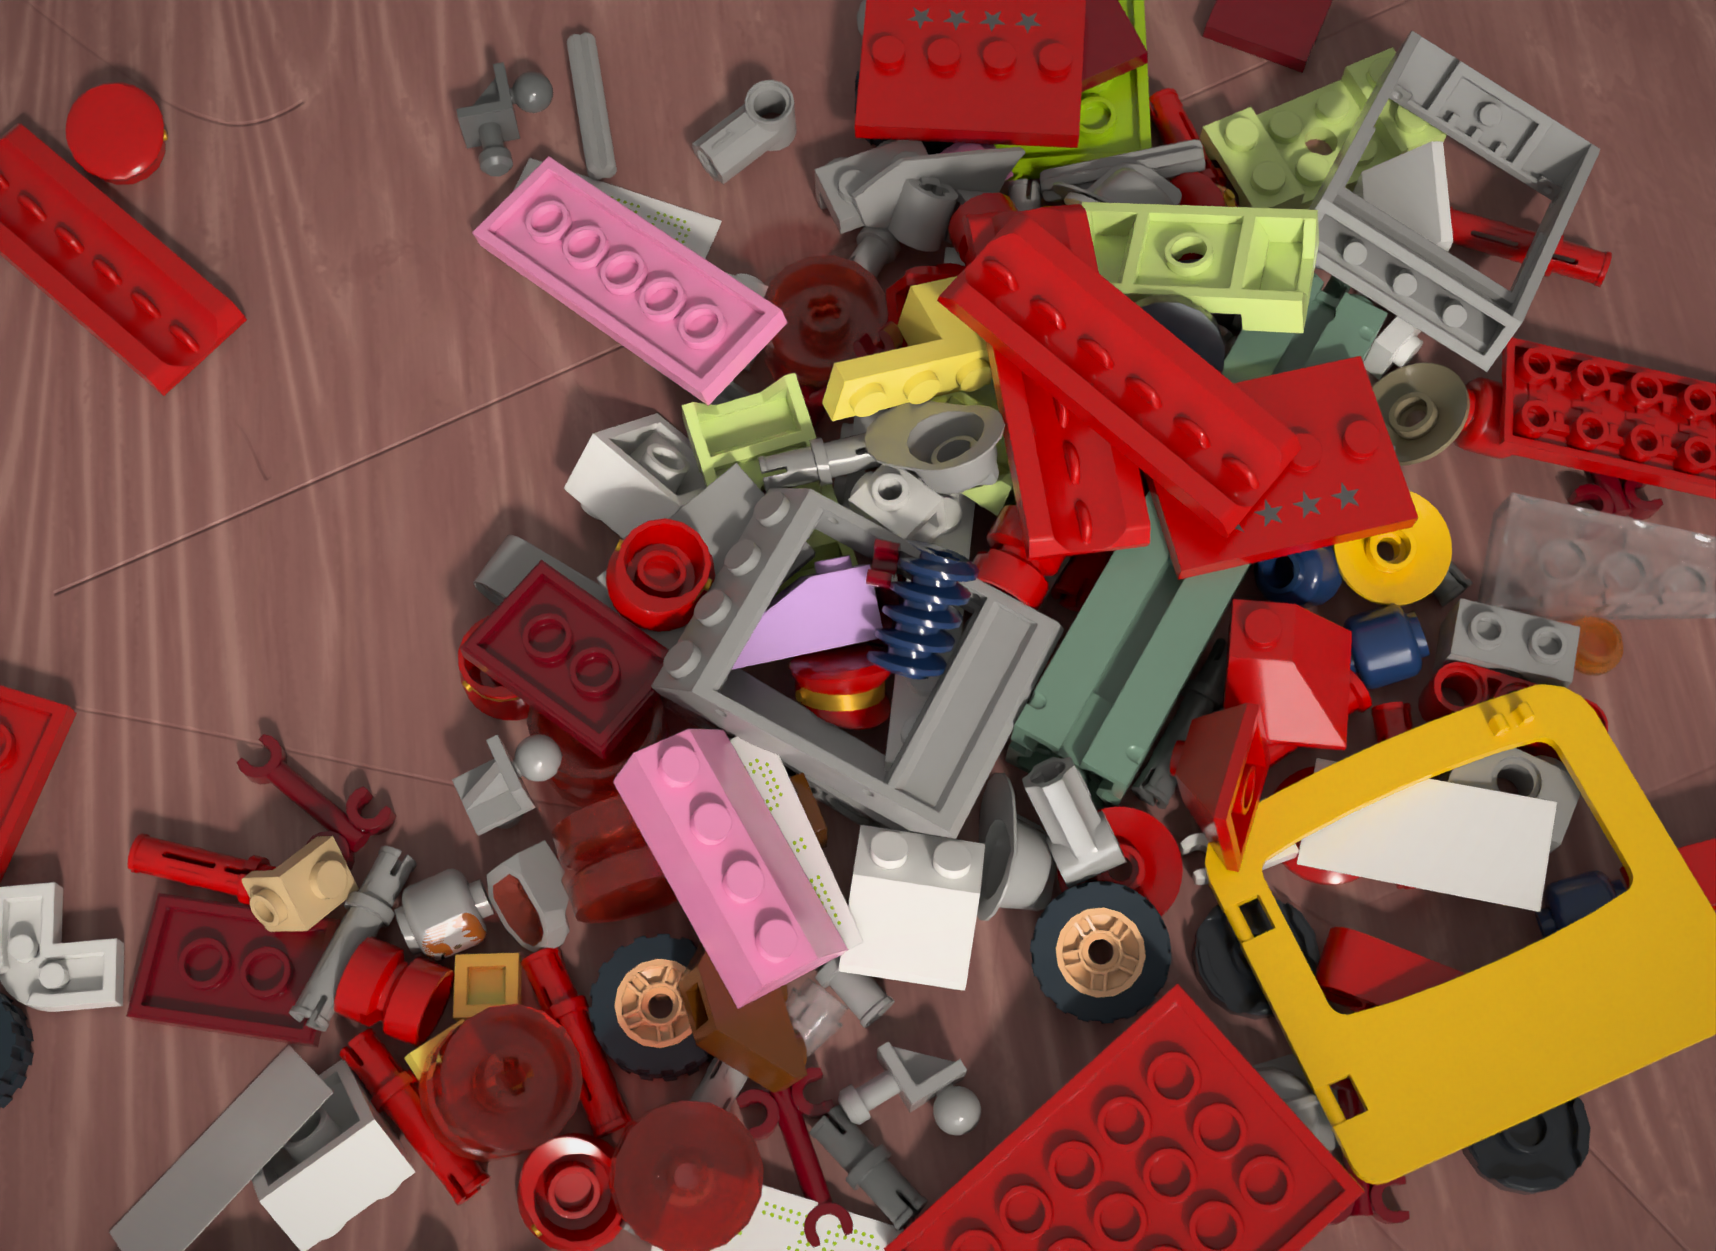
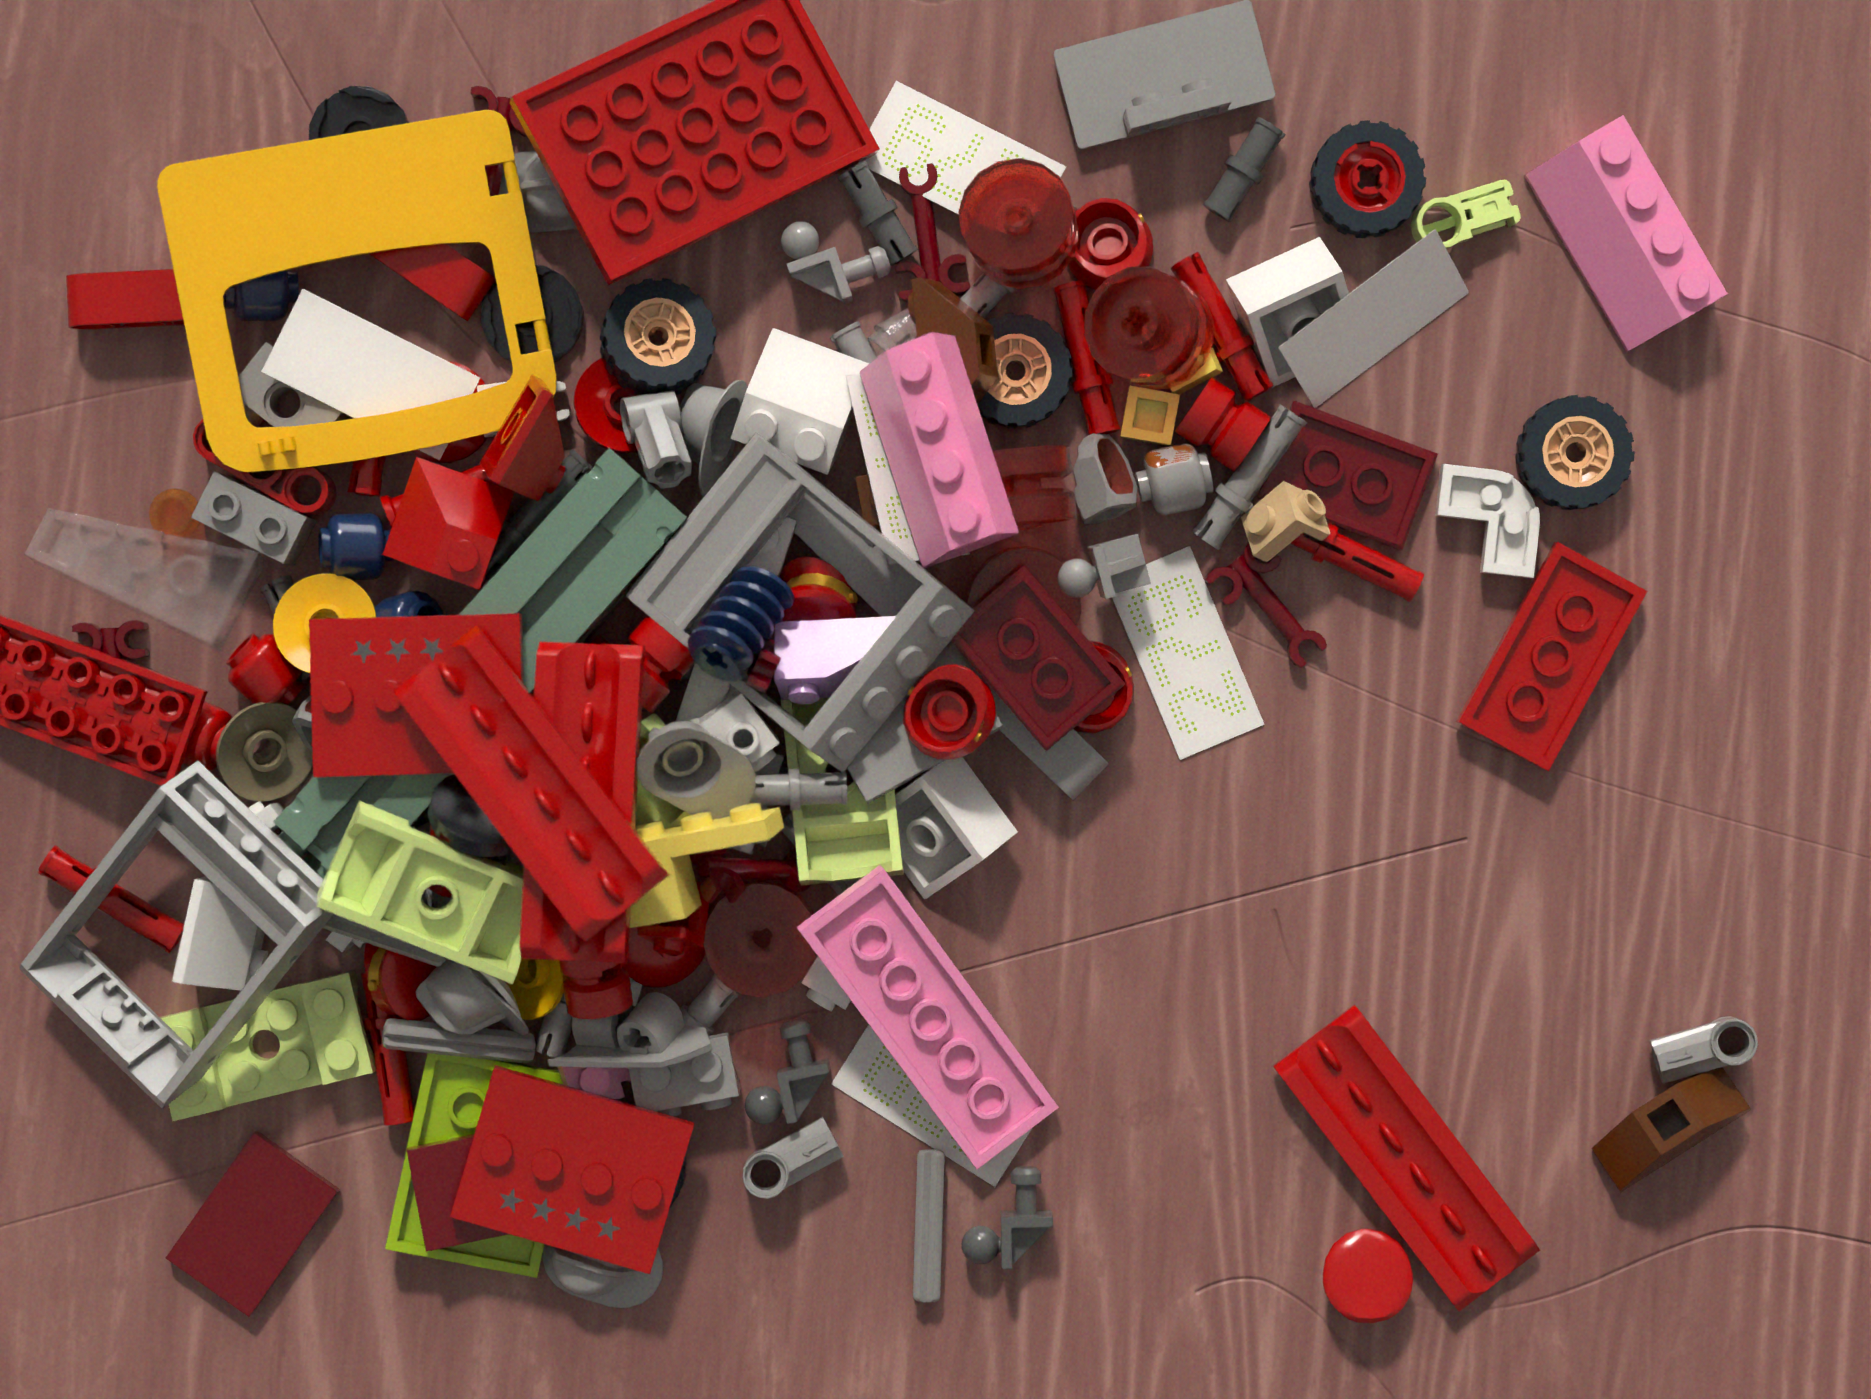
camera: 165 degrees left, 20 degrees up
(401, 726) = (1187, 656): none -> white sticker
(757, 206) = (796, 1082): none -> dark grey piece
(1449, 488) = (263, 672): none -> red head

